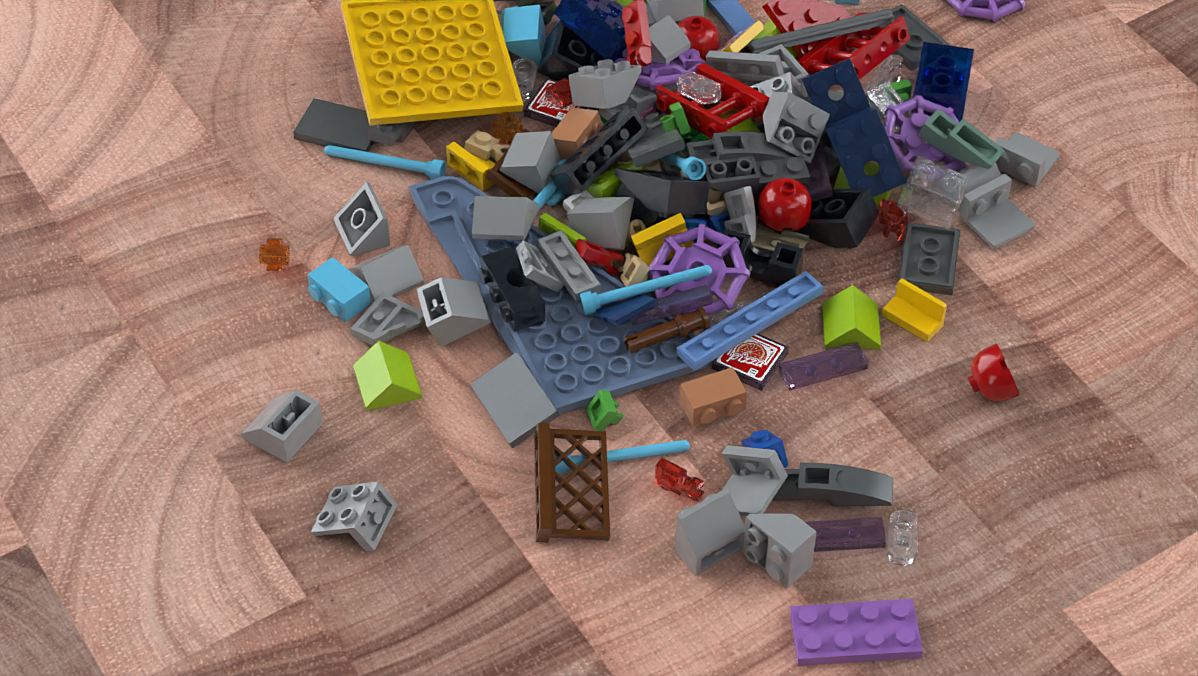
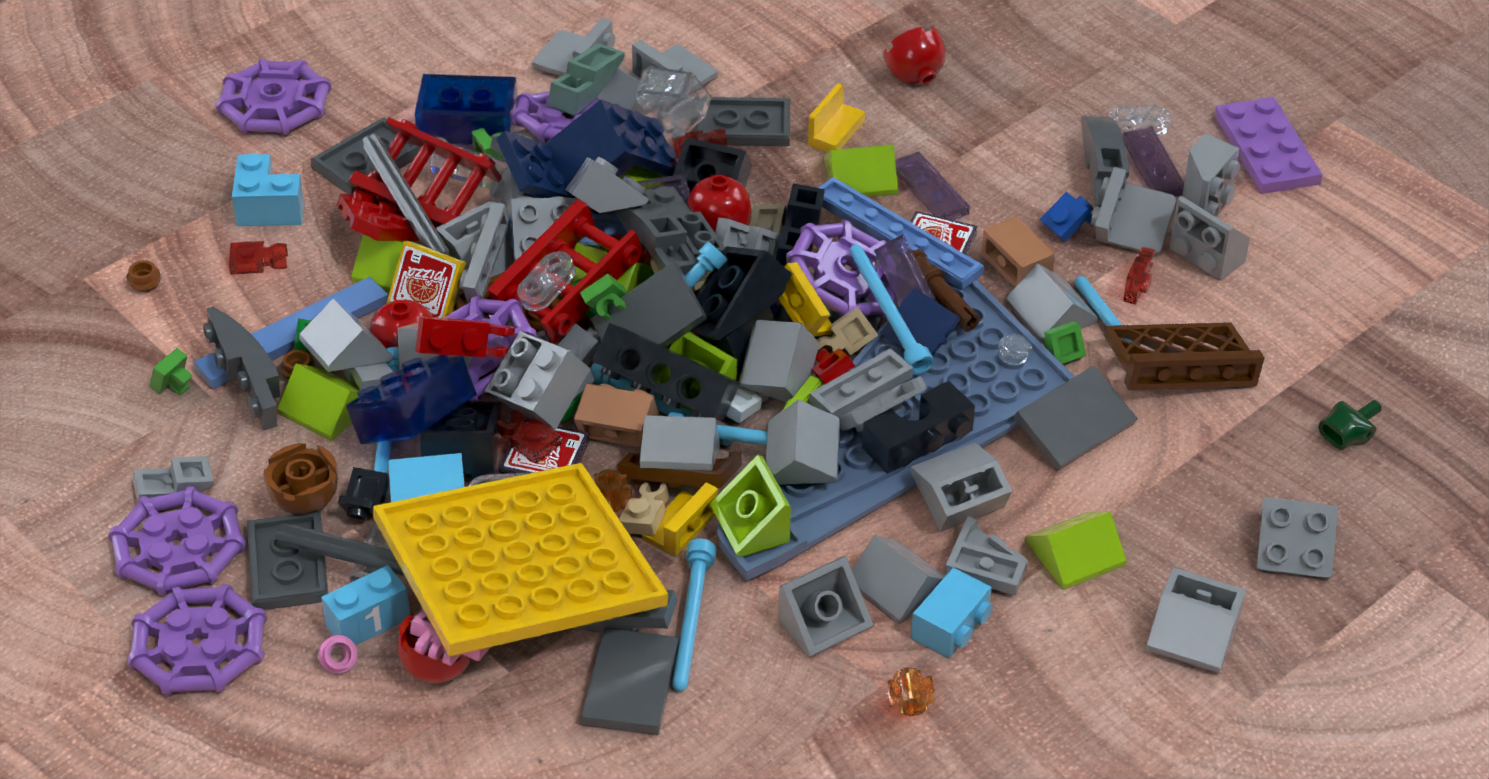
camera: 100 degrees left, 5 degrees down
(452, 191) = (753, 510): none -> lime slope
(467, 585) = (1348, 426): none -> dark green piece
(592, 368) = (1014, 349): none -> clear plate
(658, 419) = (1048, 301): none -> light grey slope

